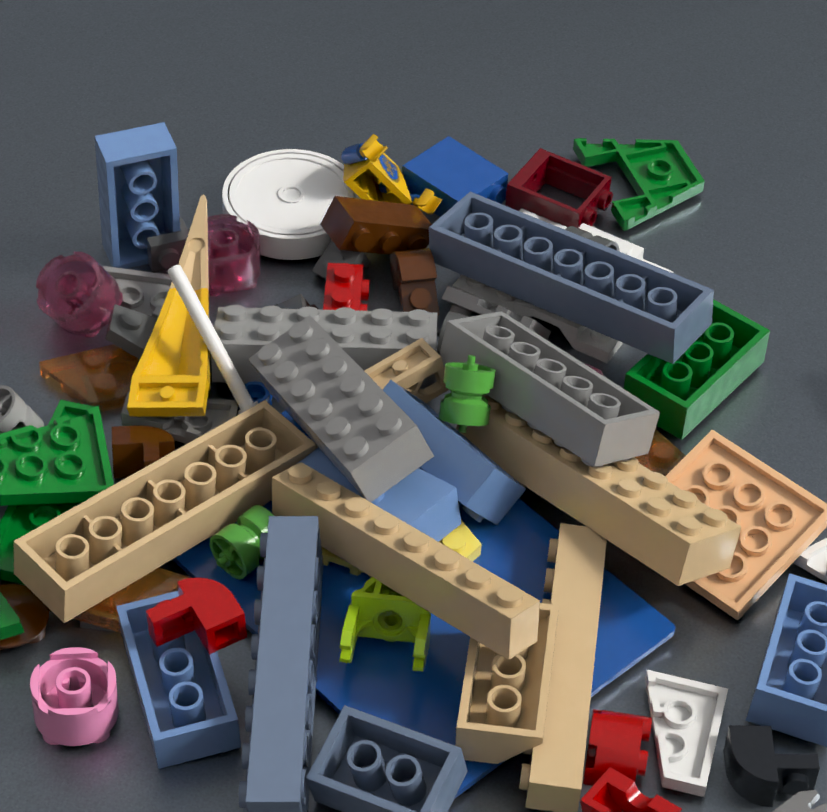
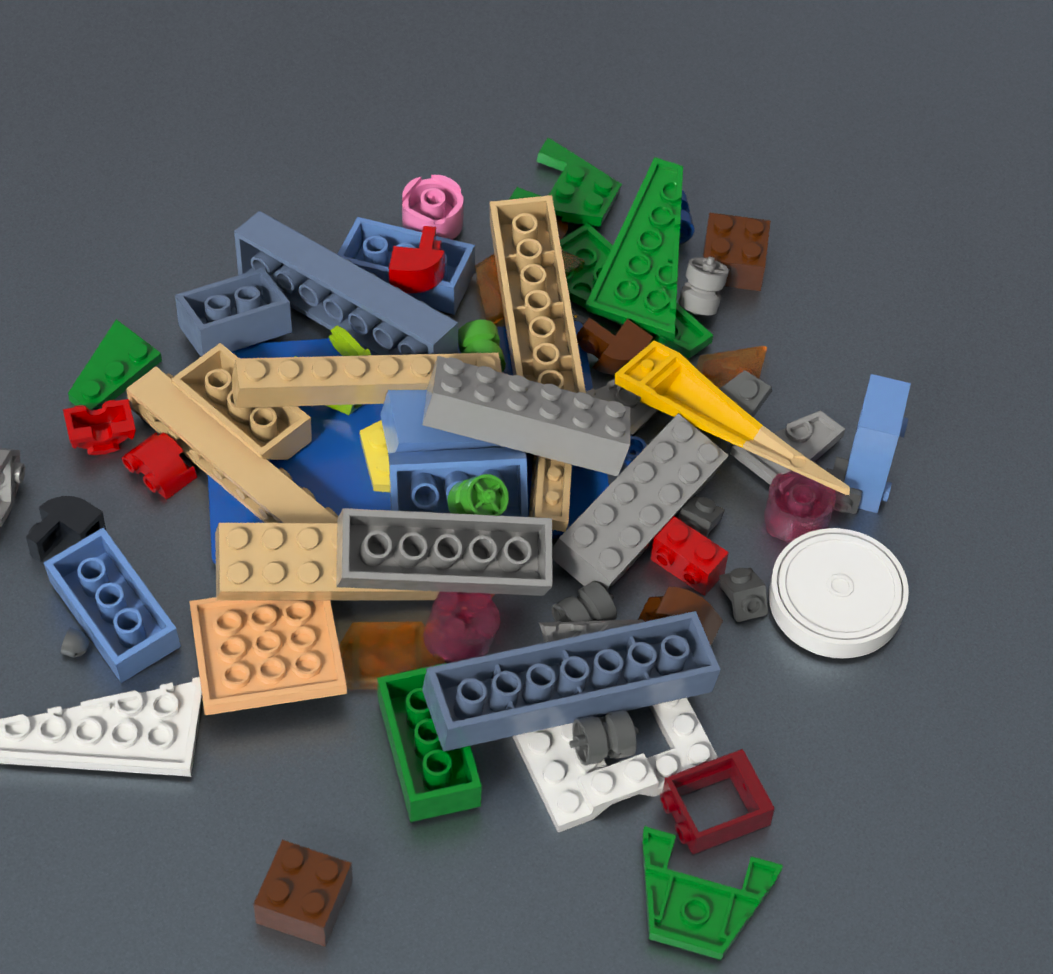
camera: 125 degrees right, 10 degrees up
(77, 293) = (809, 384): clear pink brick -> none
(211, 338) = (685, 404): white piece -> none
(375, 226) = (748, 614): reddish brown brick -> none
(378, 178) = (814, 654): torso -> none
(452, 173) = (788, 731): blue brick -> none
(684, 728) = (132, 509): white wing -> none

